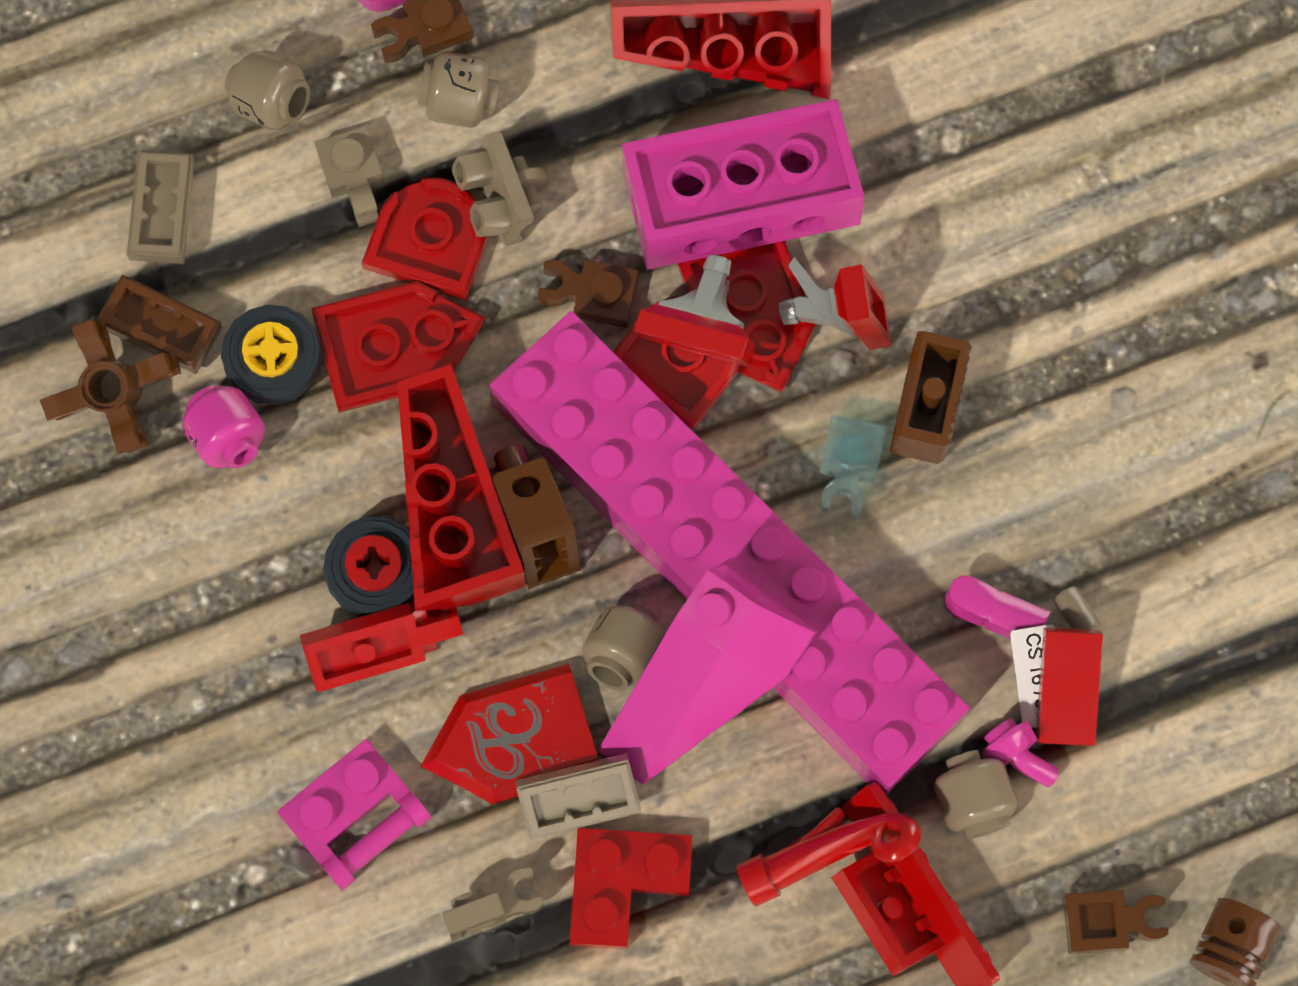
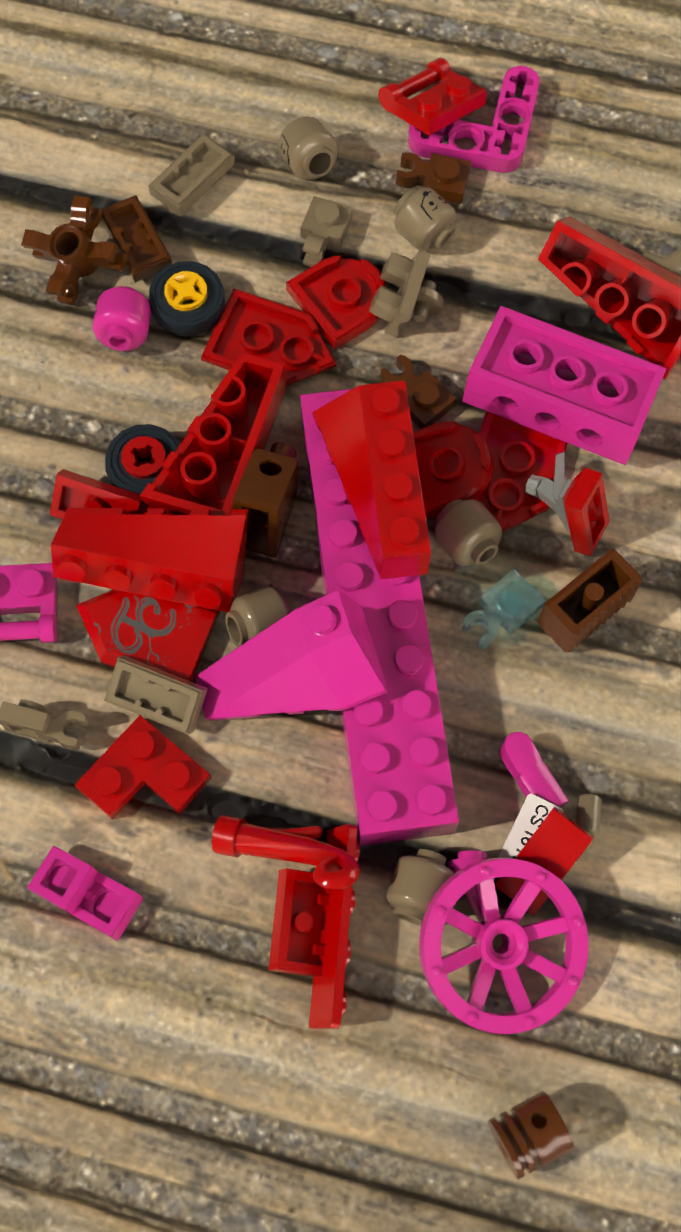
camera: 40 degrees right, 5 degrees down
(469, 657) = (155, 554): none -> red wedge
(636, 407) = (376, 459): none -> red wedge
(700, 319) = (468, 444): red piece -> none
(759, 408) = (468, 532): none -> dark tan head
(1098, 789) = (513, 948): none -> dark pink wheel
(1102, 921) = (446, 1043): reddish brown plate -> none

